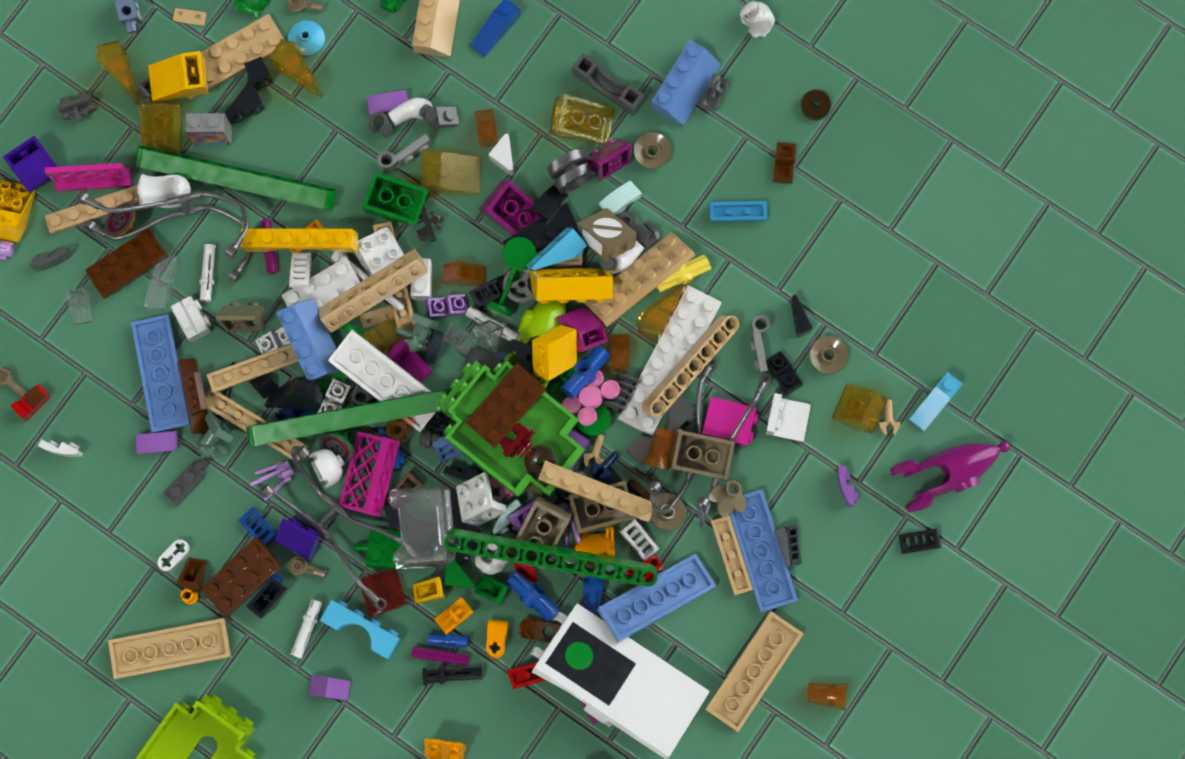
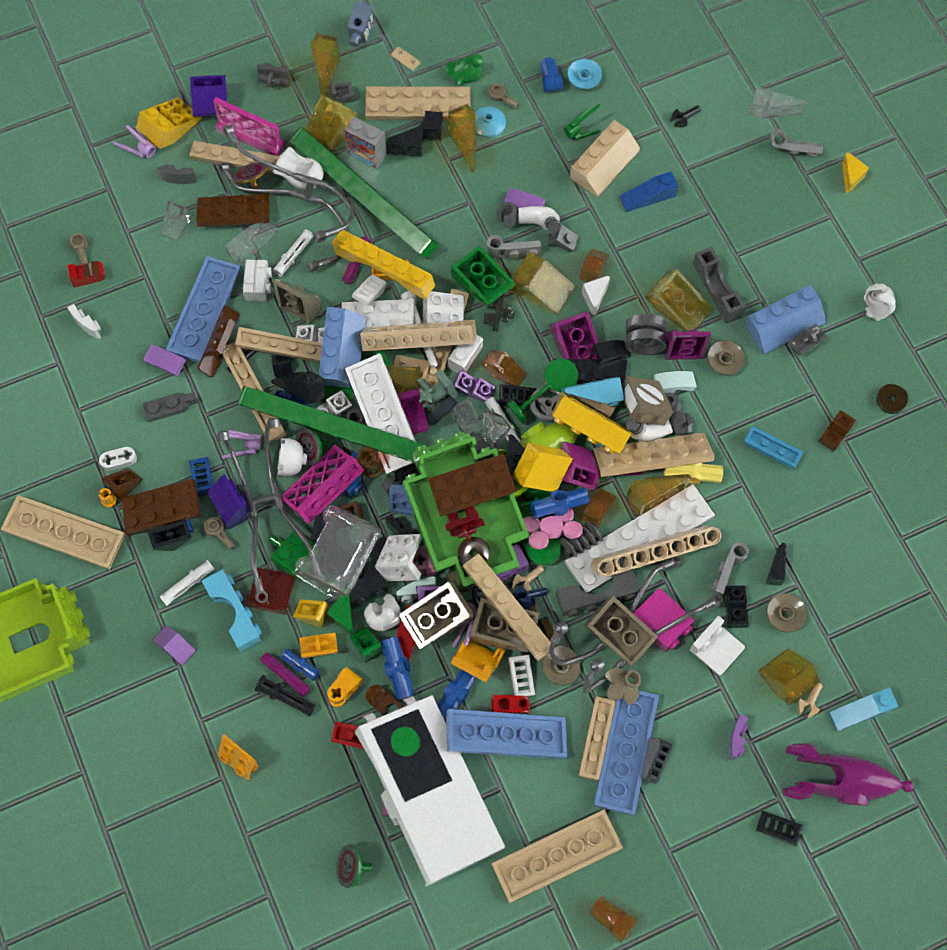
camera: 25 degrees right, 10 degrees down
(178, 77) = (368, 92): yellow slope -> none
(209, 441) = (219, 376): sand green piece -> none
(543, 550) = (442, 641): green beam -> none
(660, 449) = (586, 605): clear orange plant -> none

